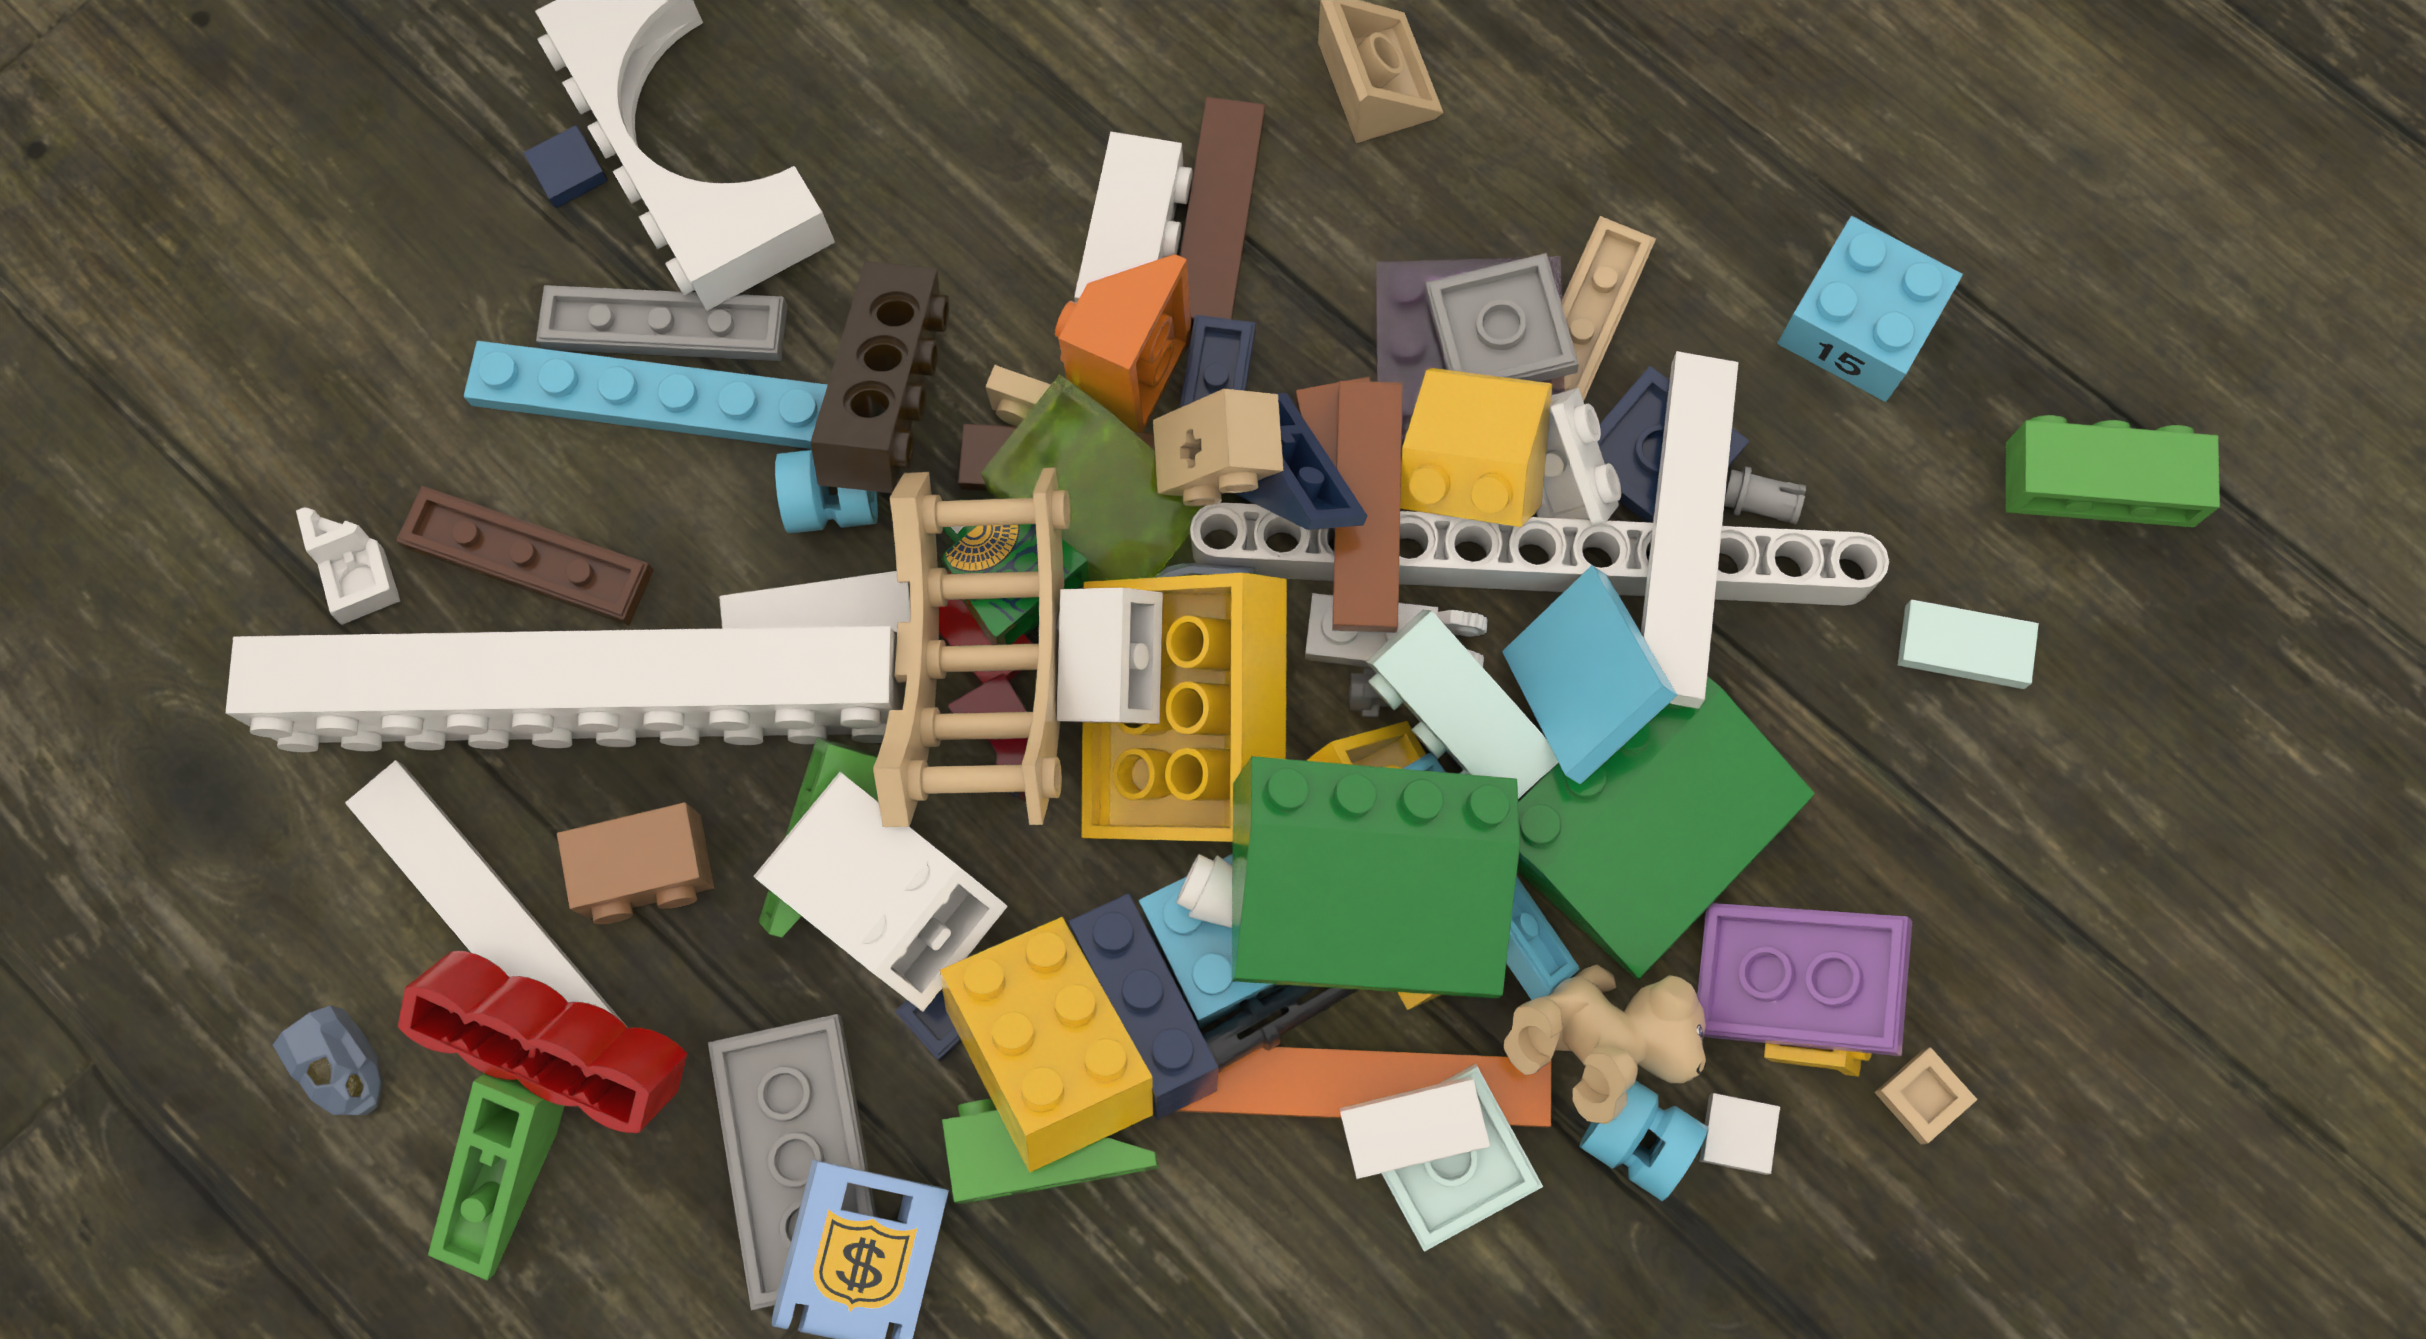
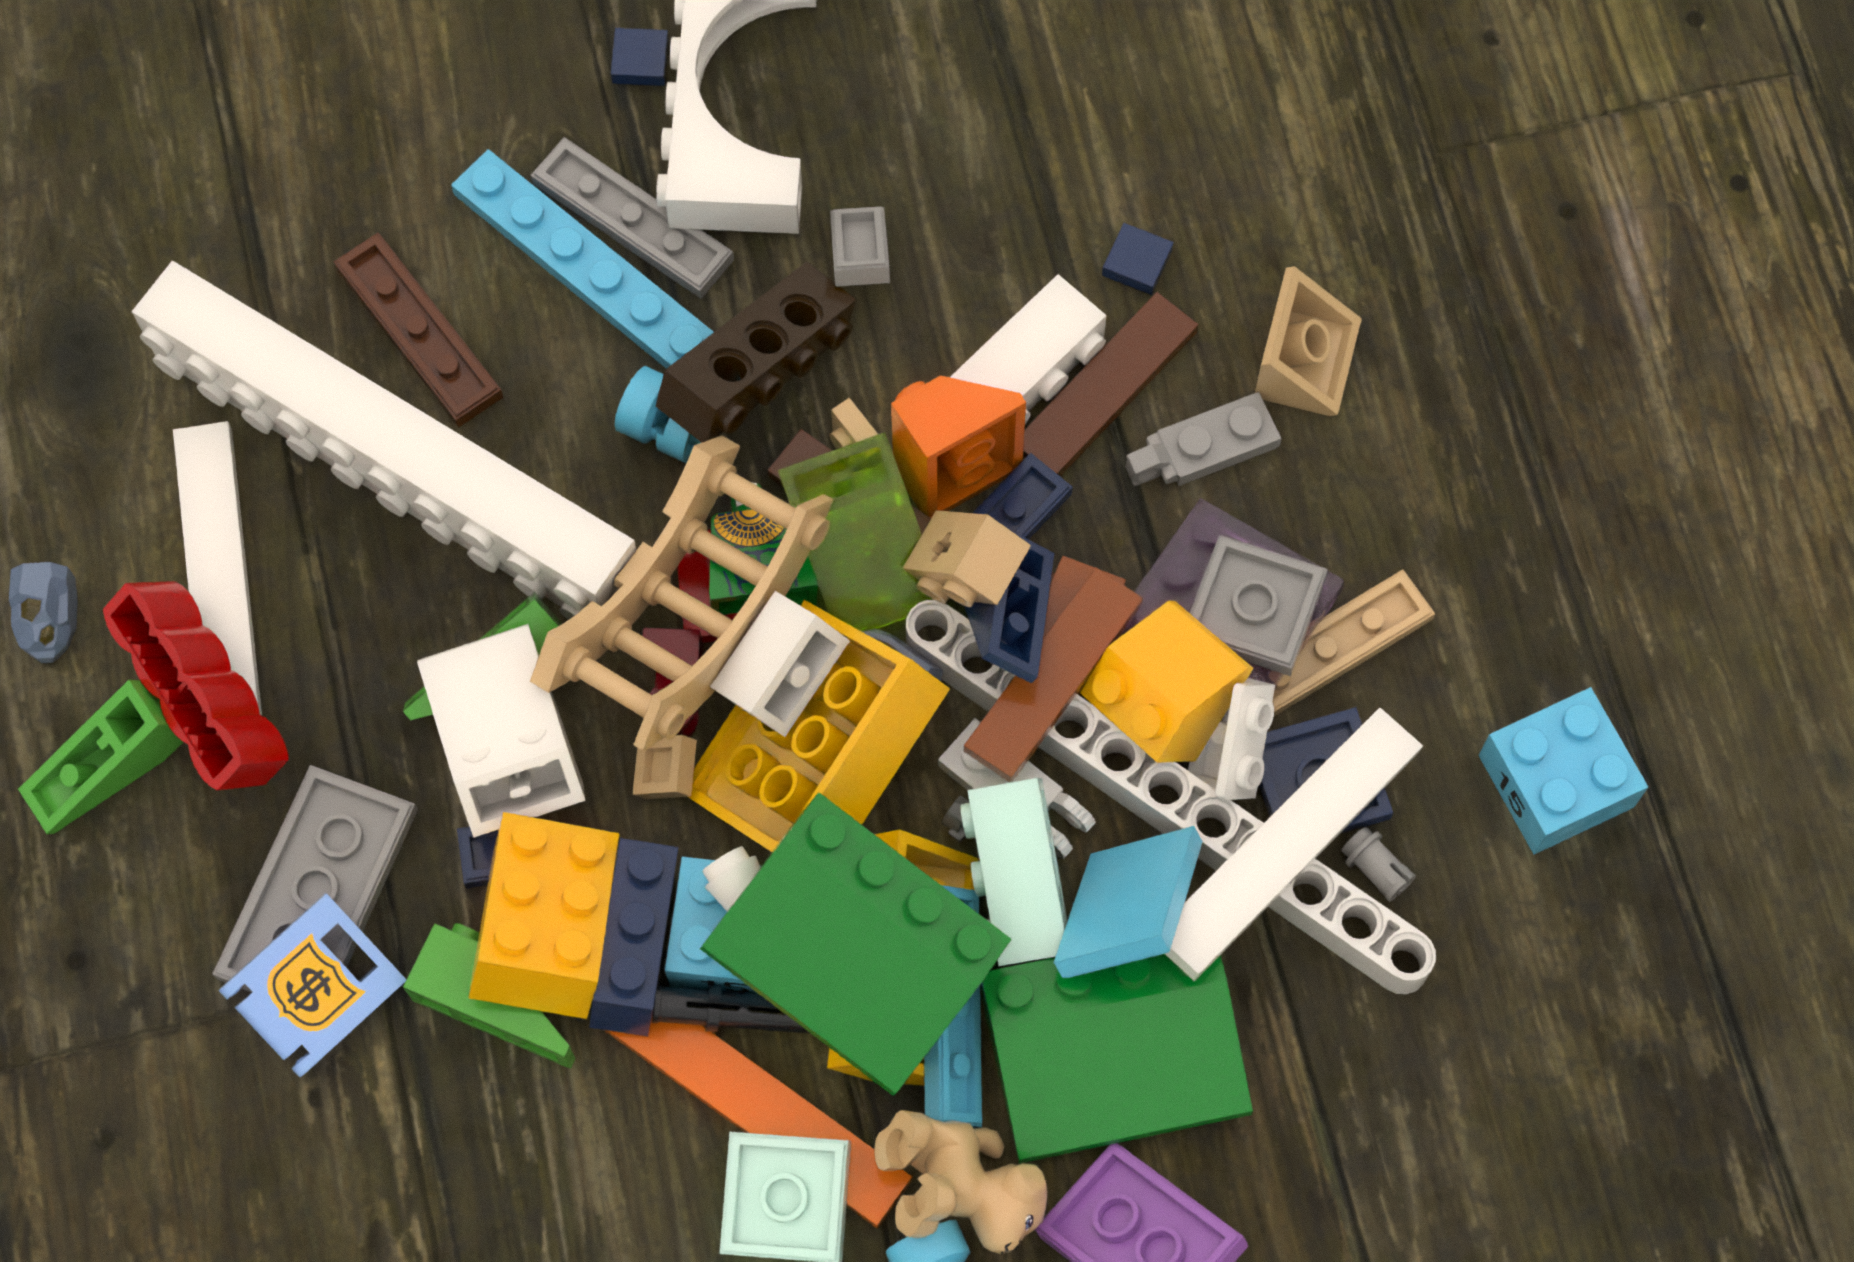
camera: 30 degrees right, 5 degrees down
(350, 566) = (290, 260): white slope -> none
(635, 863) = (346, 602): medium nougat brick -> none
(830, 603) = (609, 500): white tile -> none
(904, 218) = (860, 246): none -> light grey tile
(1064, 828) = (665, 769): none -> tan plate
(1166, 78) = (1137, 258): none -> dark blue tile
(1345, 209) = (1205, 443): none -> light grey hinge
(1414, 1127) = (769, 1152): white tile -> none
(1968, 644) = (1461, 1079): light aqua tile -> none
(2112, 472) = (1670, 1018): bright green brick -> none

